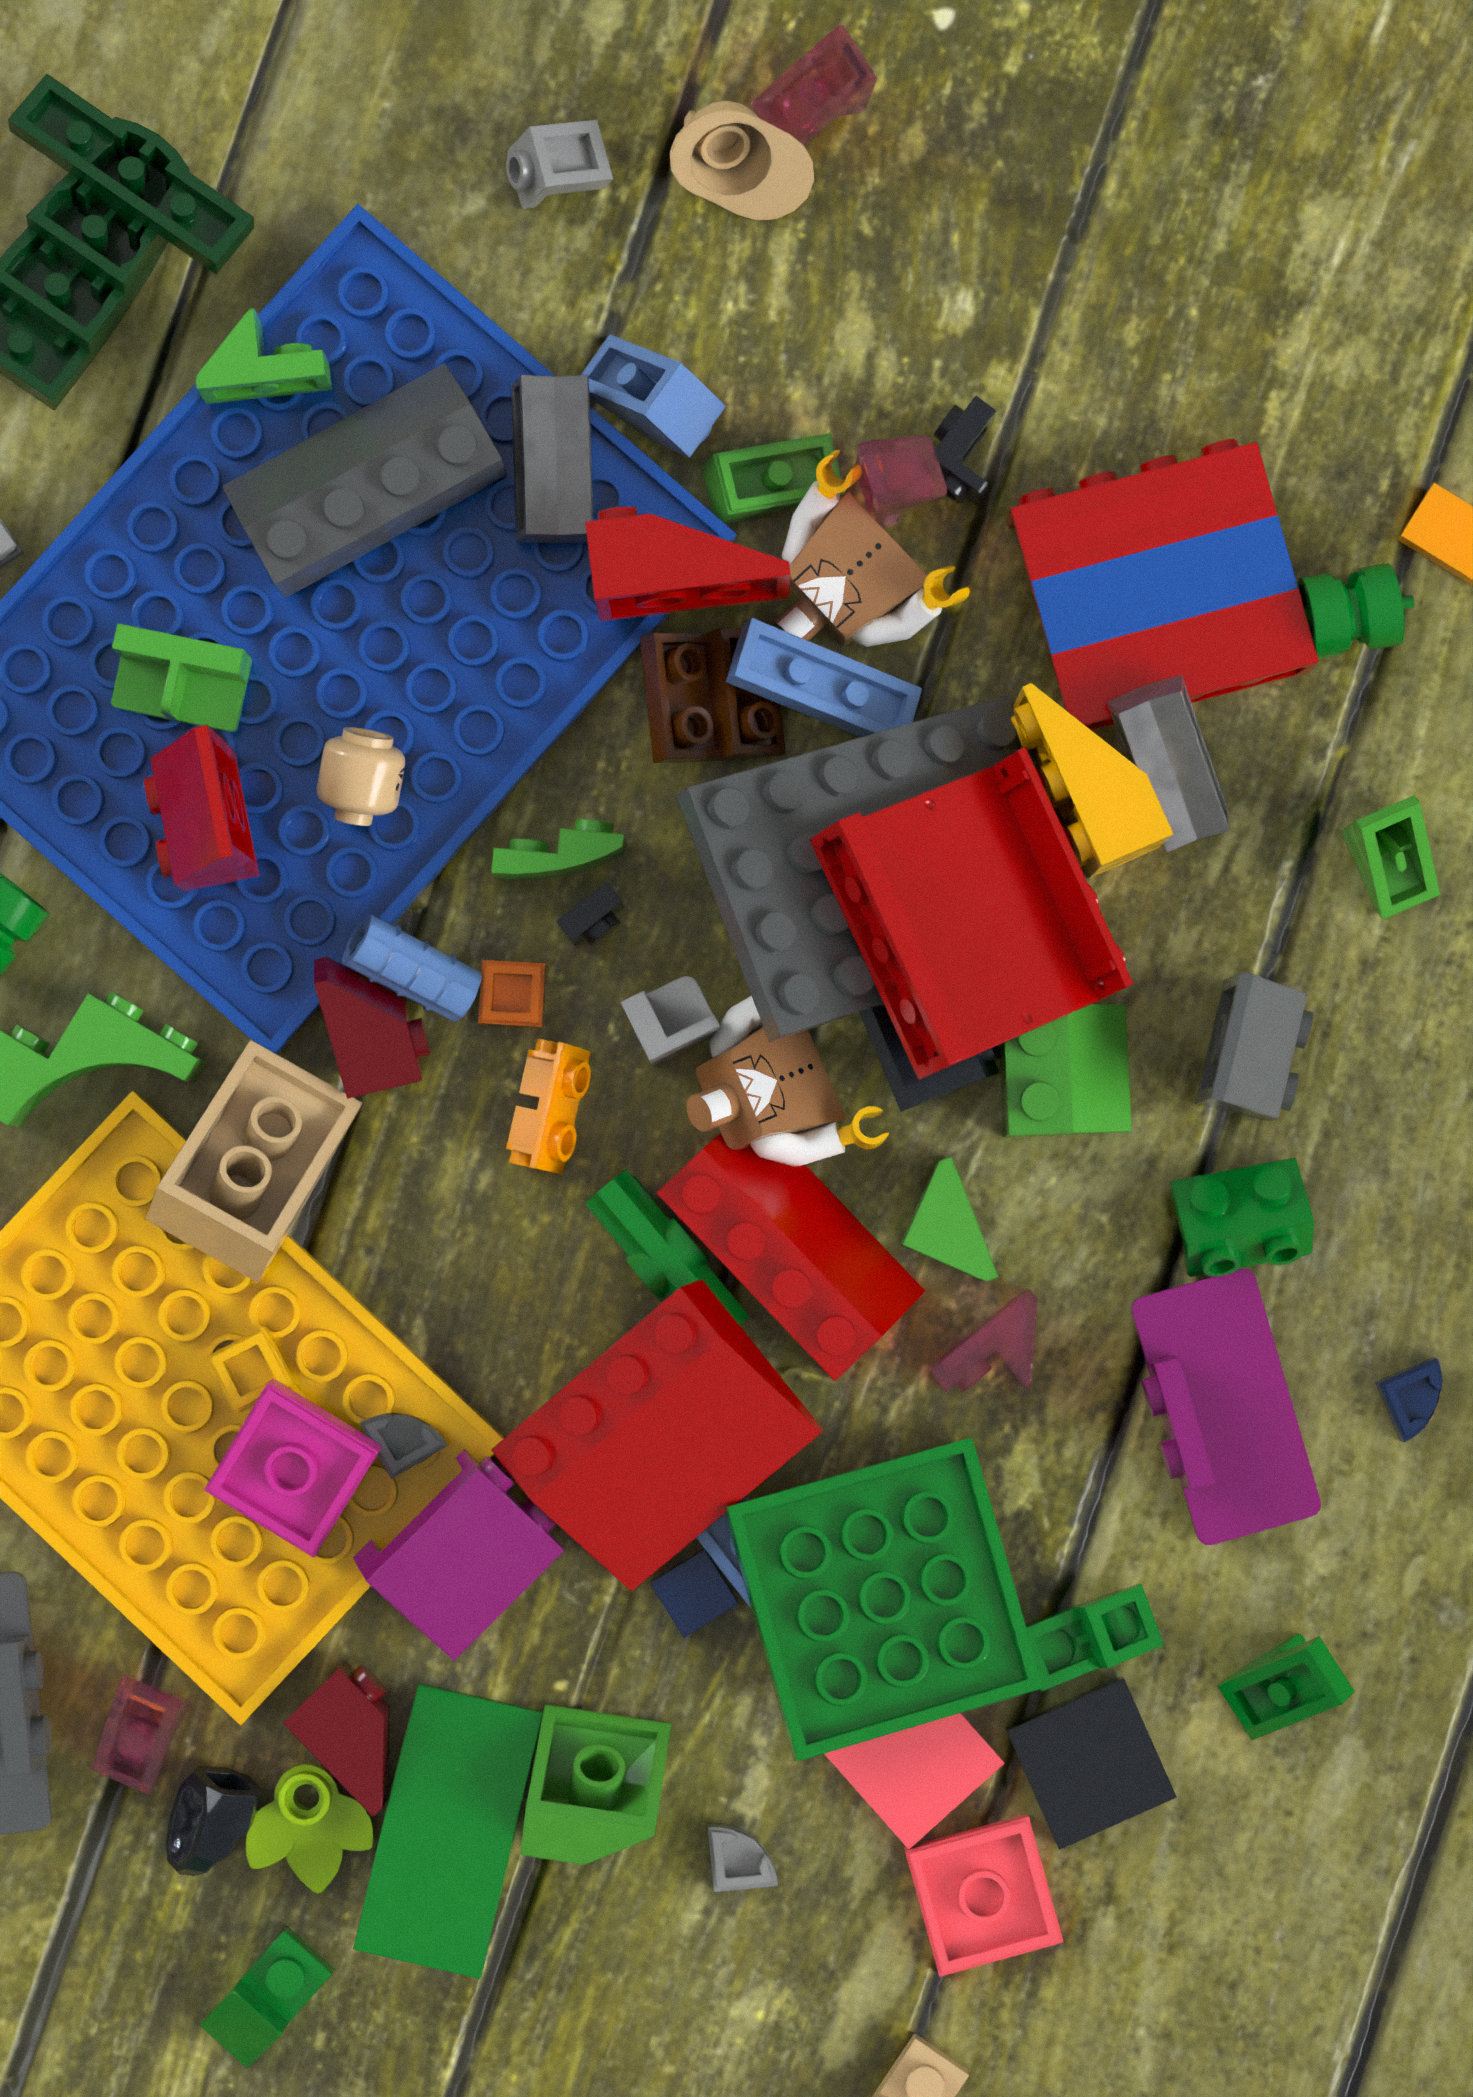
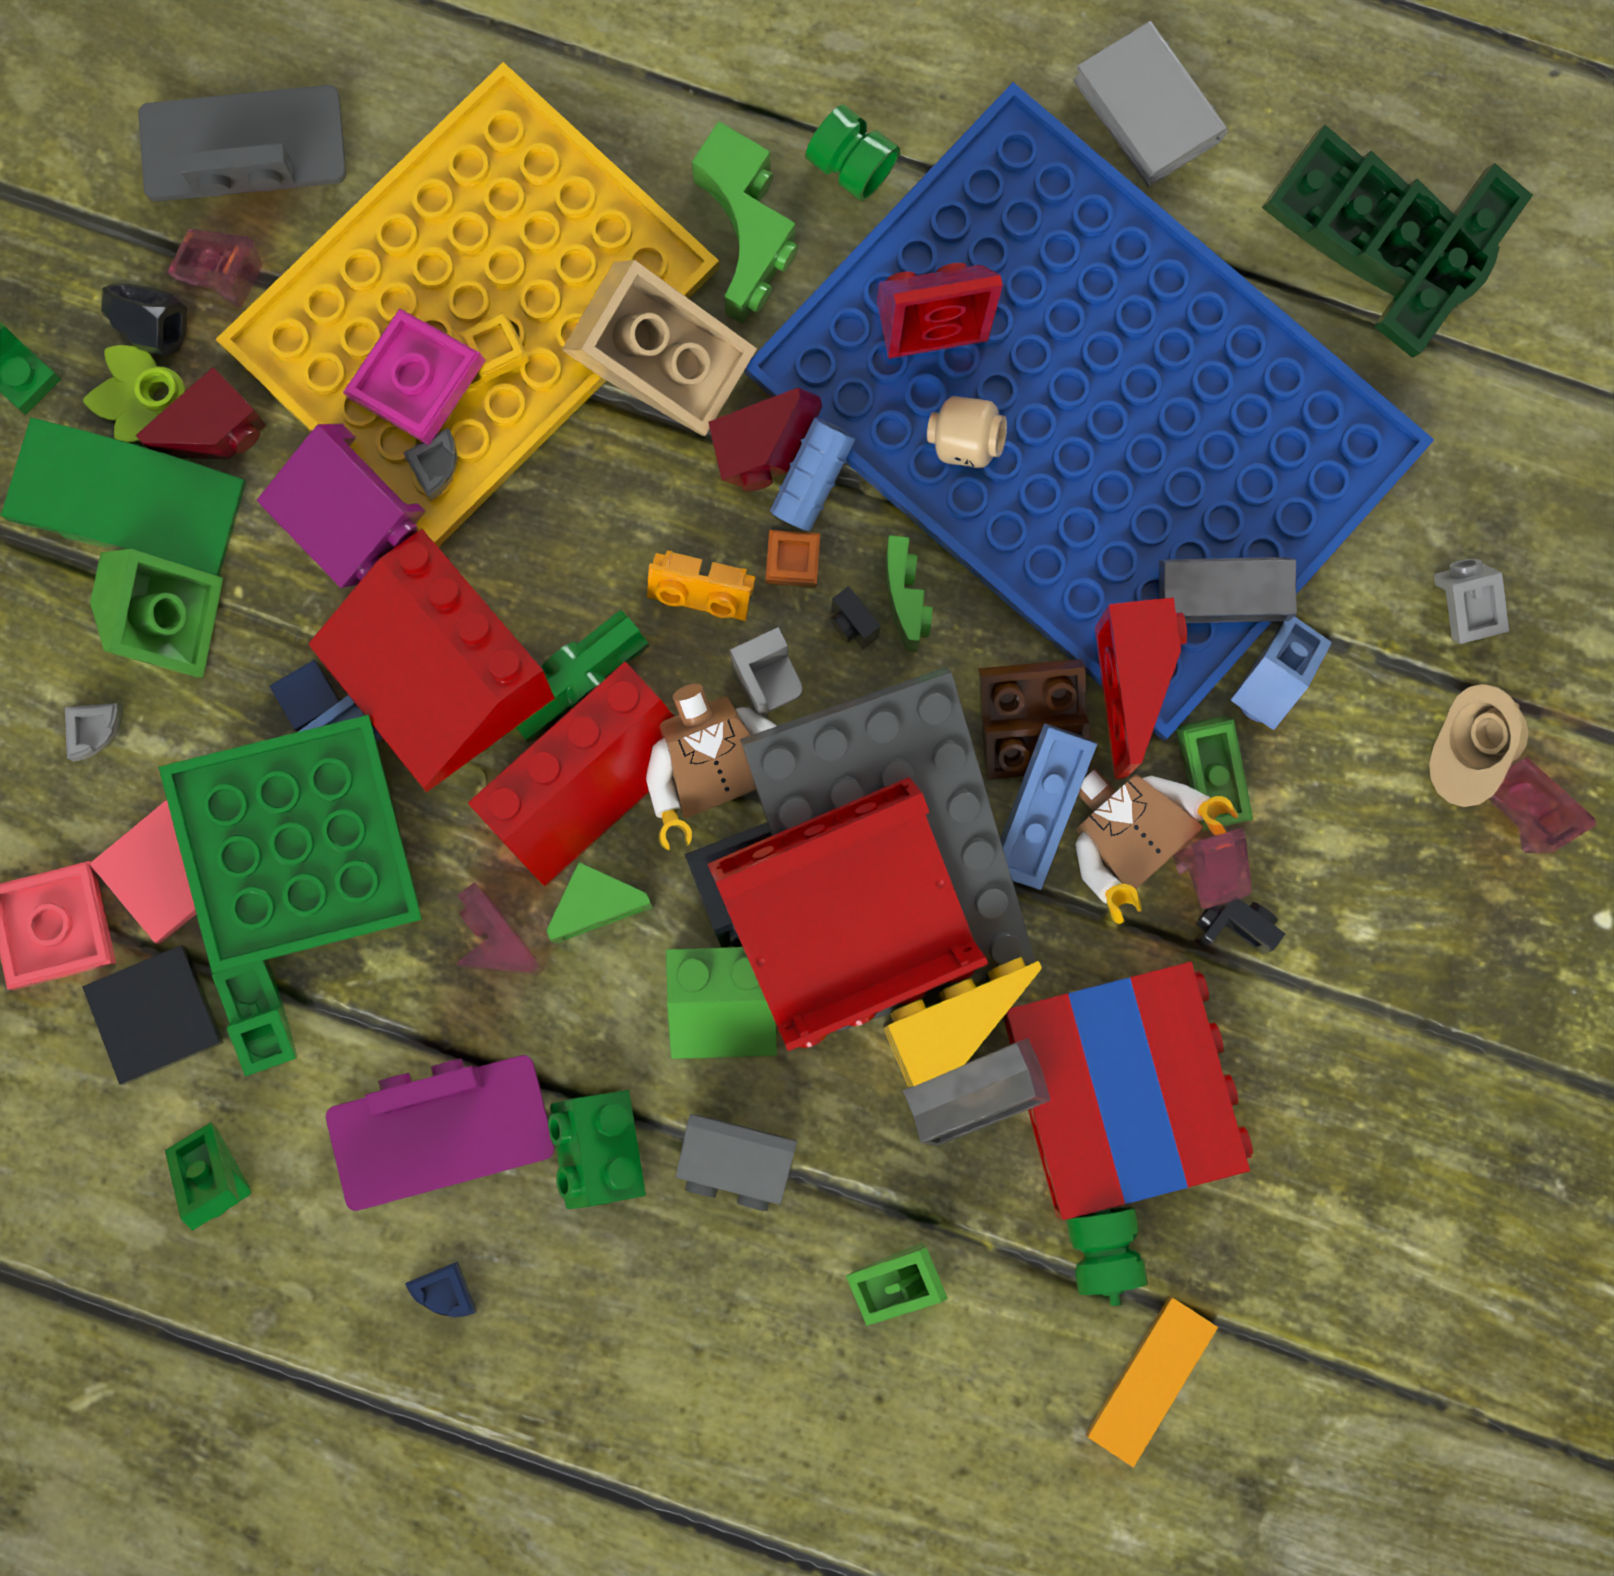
camera: 85 degrees right, 5 degrees down
(180, 678) = (1046, 296): bright green panel -> none
(244, 372) = (1296, 345): bright green slope -> none
(365, 480) = (1205, 438): dark grey slope -> none

